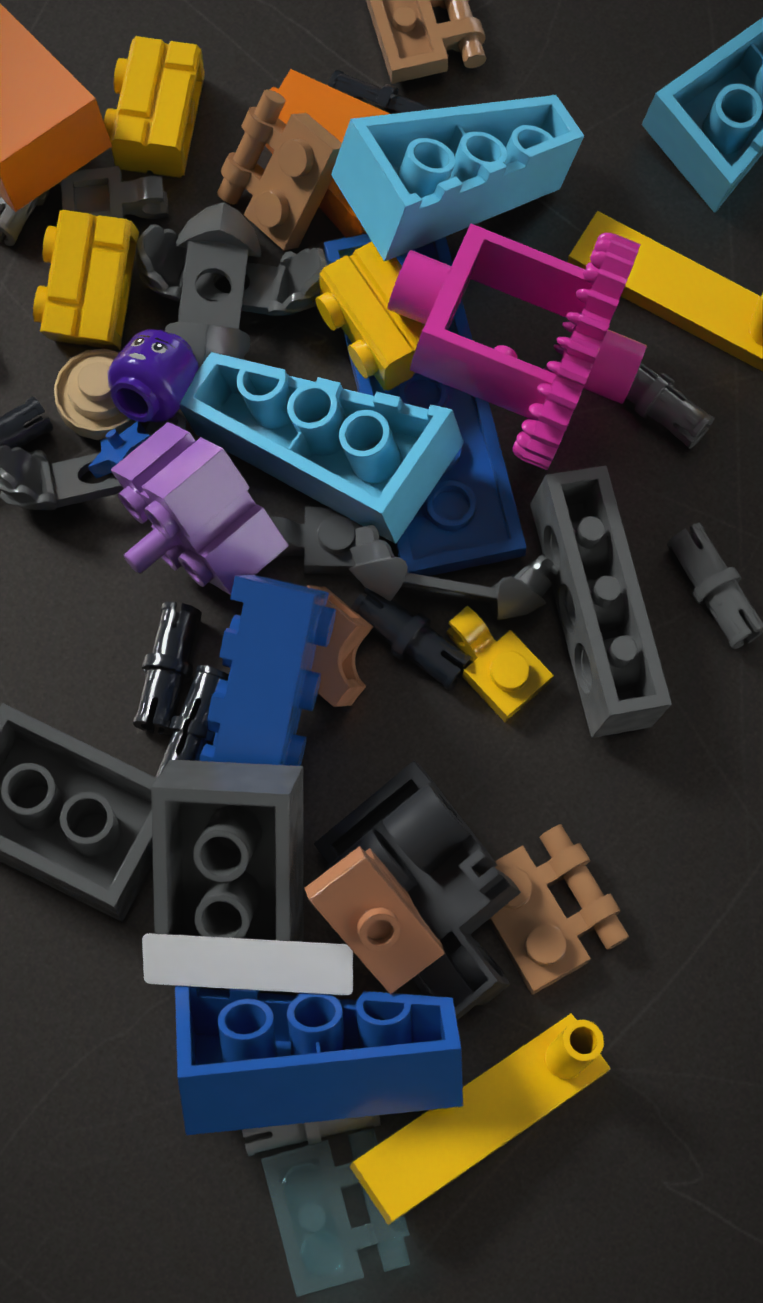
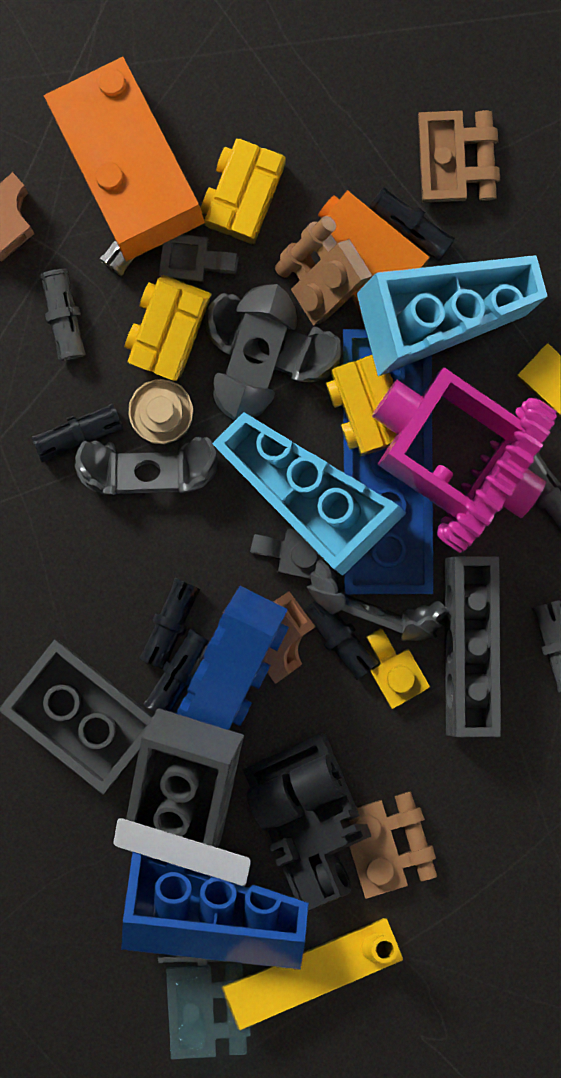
camera: 15 degrees right, 15 degrees up
(116, 448) = (168, 462): blue piece -> none
(152, 375) = (199, 419): dark purple head -> none
(196, 510) = (207, 530): medium lavender brick -> none
(375, 918) = (269, 842): nougat brick -> none

